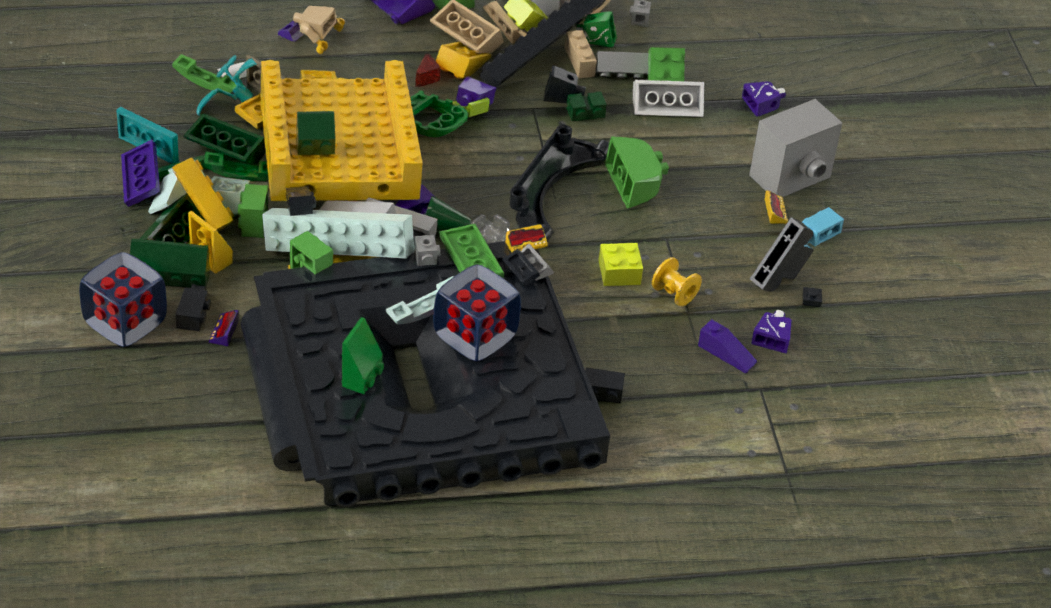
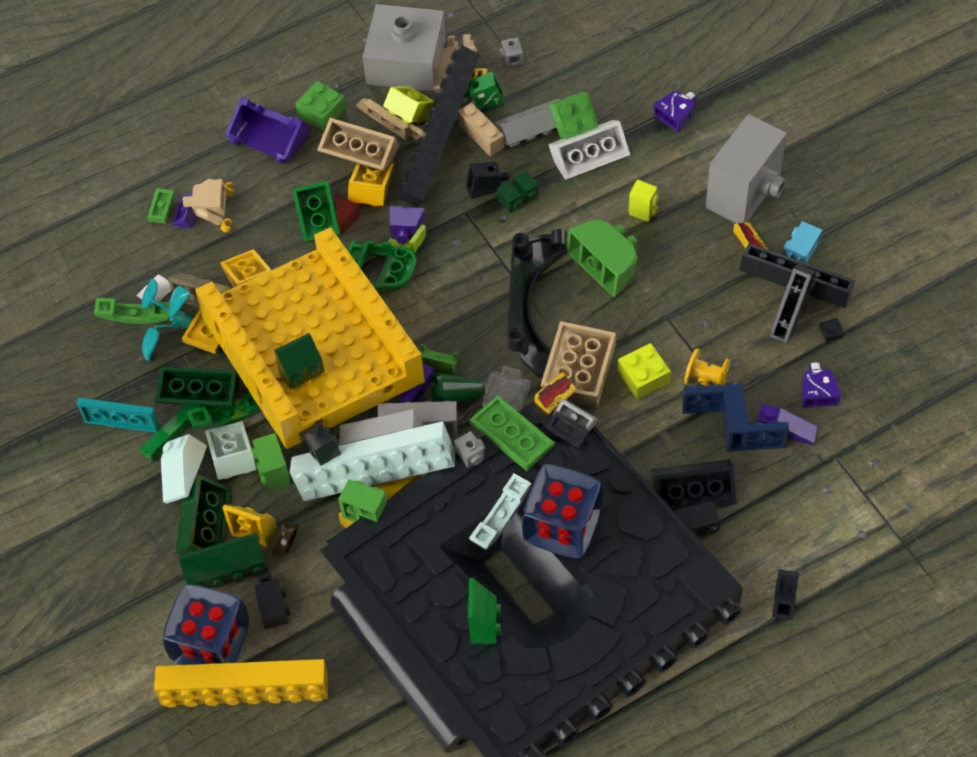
camera: 15 degrees left, 15 degrees up
(131, 349) = (241, 683): none -> yellow brick
(140, 173) = (134, 462): dark purple plate -> none
(201, 193) = (218, 472): yellow slope -> none
(225, 328) = (312, 610): slope -> none
(232, 267) = (285, 538): none -> dark brown piece
(275, 16) = (161, 206): none -> bright green plate
(408, 50) = (315, 209): none -> green slope
(444, 195) = (440, 361): none -> bright green hinge
(571, 237) = (584, 358): none -> tan slope
(616, 356) = (696, 484): none -> black slope
(652, 464) = (785, 594): none -> black brick
(681, 310) = (737, 431): none -> dark blue bracket
(692, 145) = (643, 201): none -> neon yellow brick
(822, 261) = (778, 269): none -> black brick

